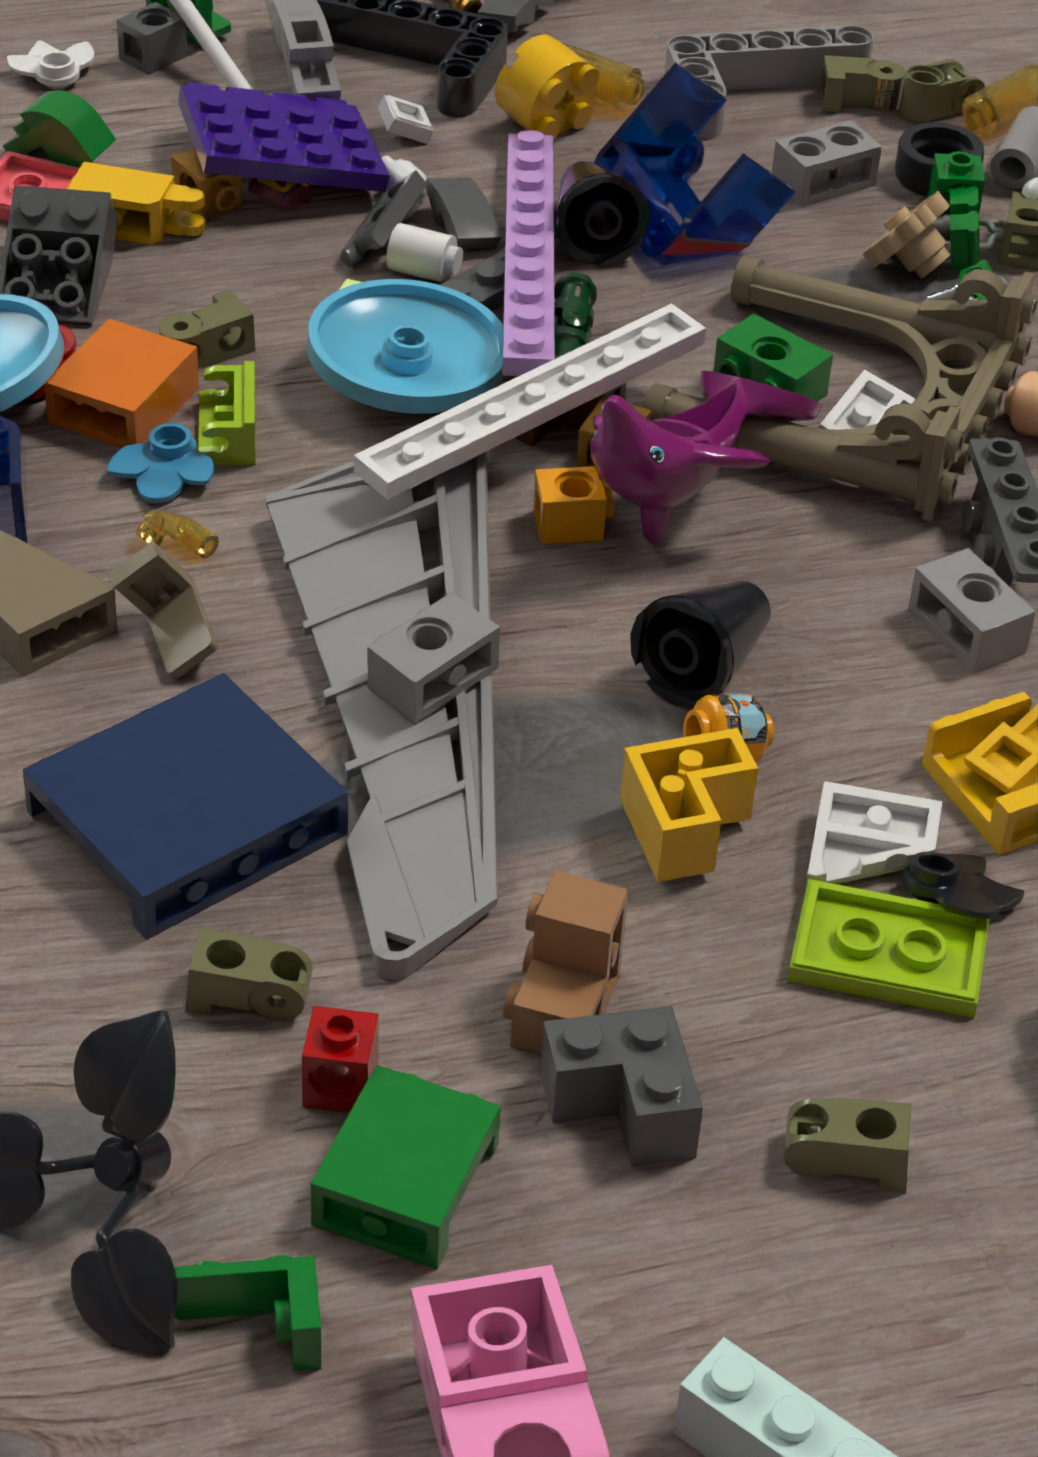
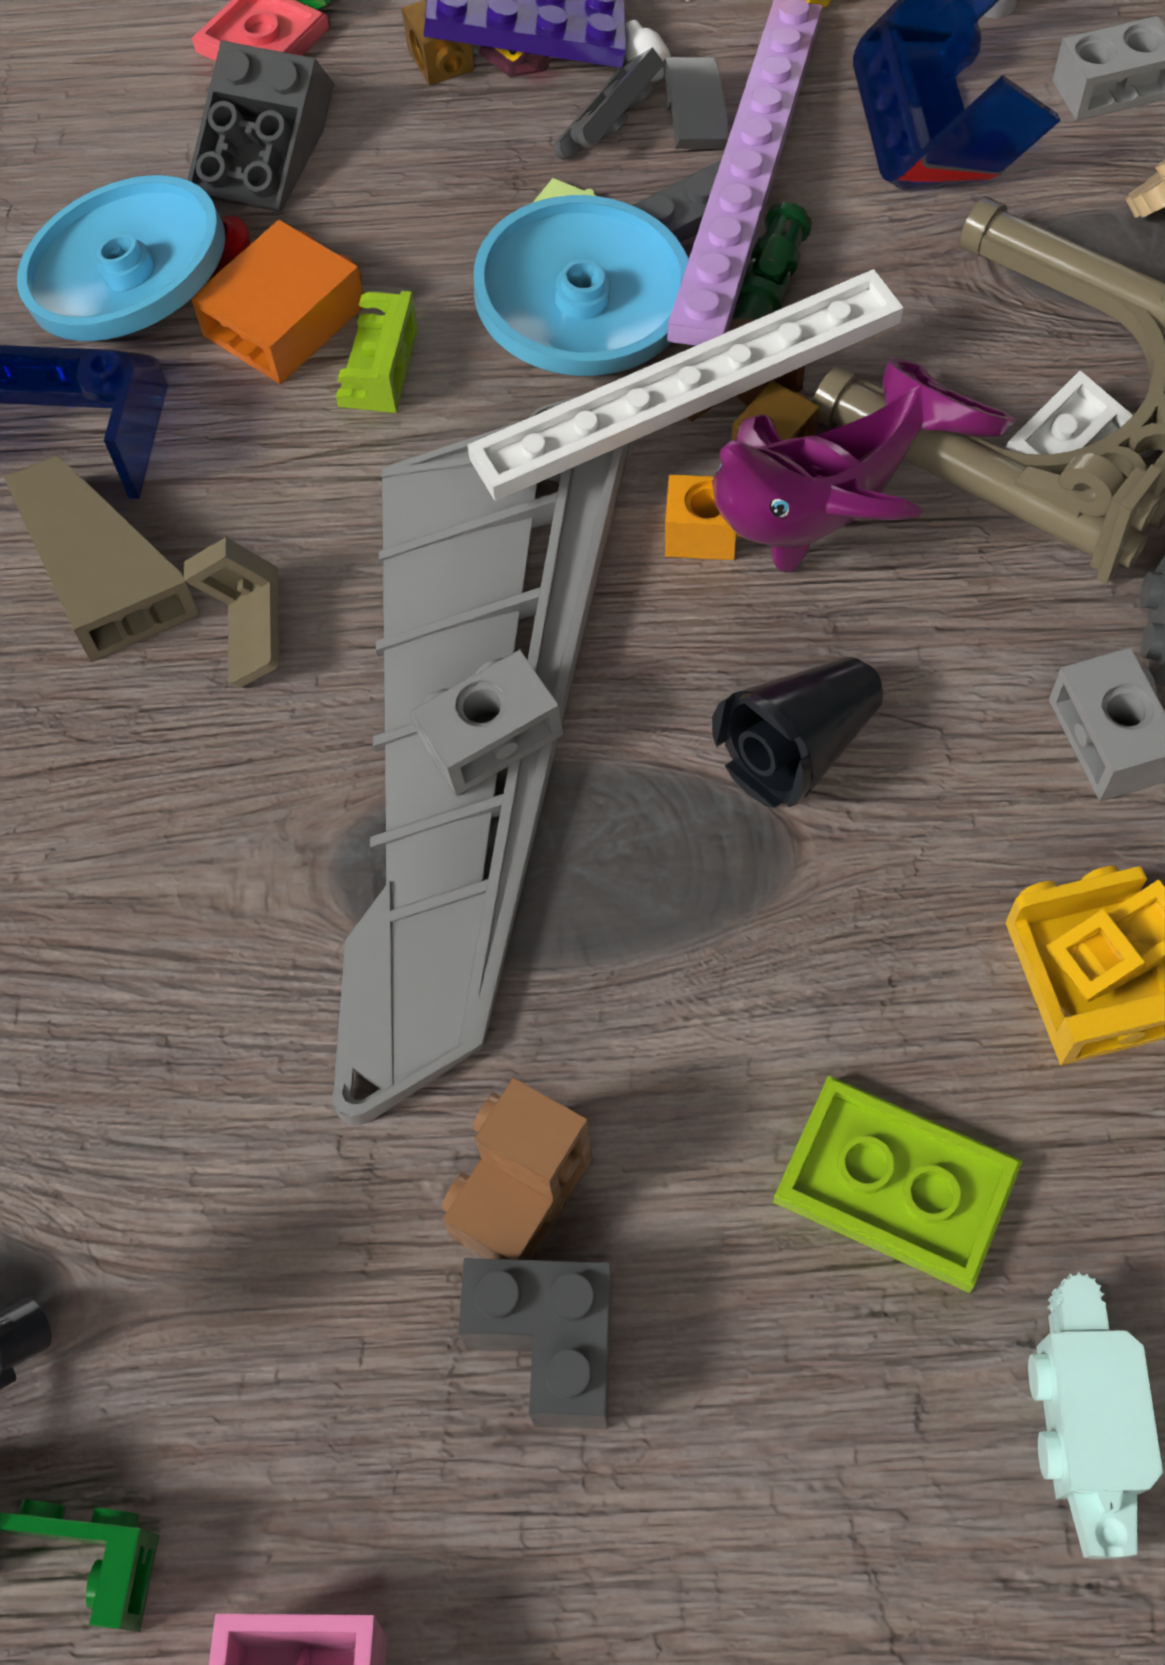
camera: 20 degrees right, 20 degrees up
(144, 202) = (359, 60): yellow hinge -> none
(163, 463) = (297, 406): dark azure plate -> none
(179, 527) = (292, 493): clear yellow arm -> none
(190, 801) = (190, 868): dark blue panel -> none
(217, 330) = (386, 240): olive leg -> none
(247, 975) = (190, 1108): olive leg -> none
(338, 1057) = (251, 1245): red brick -> none
(403, 1165) = (283, 1395): green panel -> none
(423, 253) = (637, 155): white brick -> none
(600, 214) = (837, 122): black cone -> none
(683, 794) = (706, 941): yellow brick -> none
(732, 711) = (791, 858): head -> none
(773, 357) = (978, 348): green brick -> none
(849, 1139) = (774, 1461): olive leg -> none
(869, 832) = (914, 1024): white wing -> none
(958, 884) = (1003, 1119): black plate -> none

